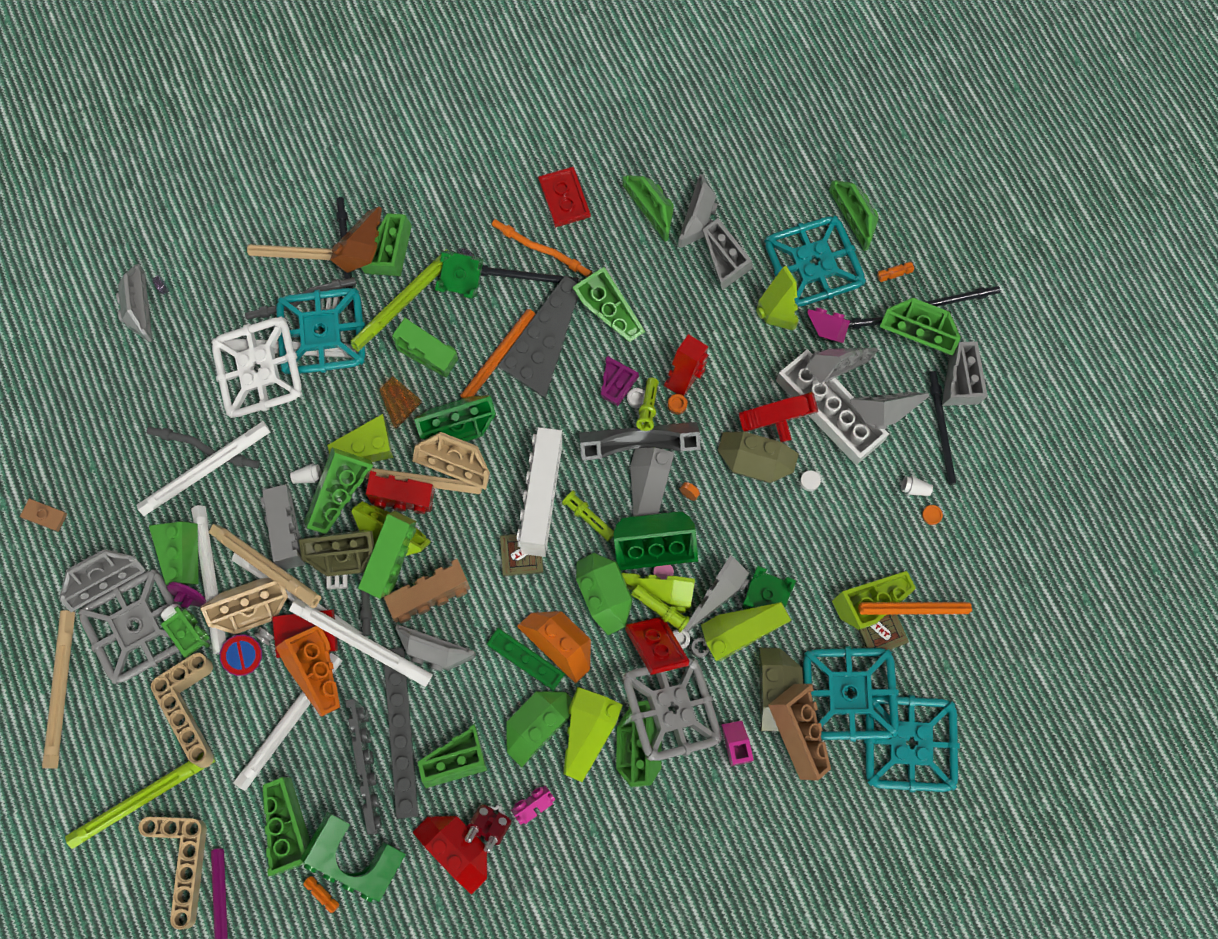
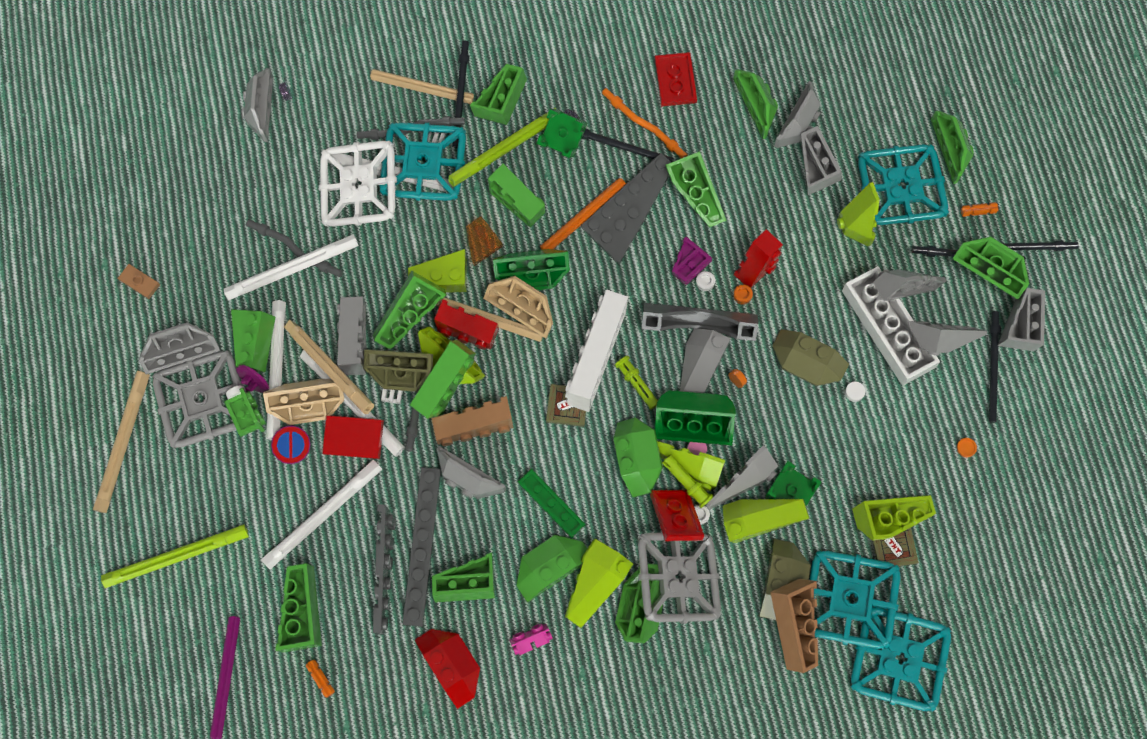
camera: 15 degrees right, 0 degrees up
(180, 710) = (226, 484): tan beam -> none
(184, 862) = (202, 622): tan beam -> none
(264, 636) = (315, 432): light grey bush -> none
(307, 474) = (384, 291): white cone -> none
(310, 665) = (351, 464): orange wedge -> none
(359, 243) = (474, 88): dark orange wedge -> none
(361, 642) = (402, 456): white piece -> none
(370, 881) = (367, 675): green arch -> none
(489, 825) = (485, 648): dark red piece -> none
(559, 641) = (586, 493): orange wedge -> none
(647, 409) = (713, 294): lime pin -> none
(695, 651) = (712, 529): light grey bush -> none
(737, 743) = (734, 623): dark pink slope -> none
(778, 414) = (838, 322): red piece -> none
(829, 326) = (904, 249): dark pink slope -> none
(888, 608) = (931, 531): orange axle -> none
(915, 486) = (956, 417): white cone -> none

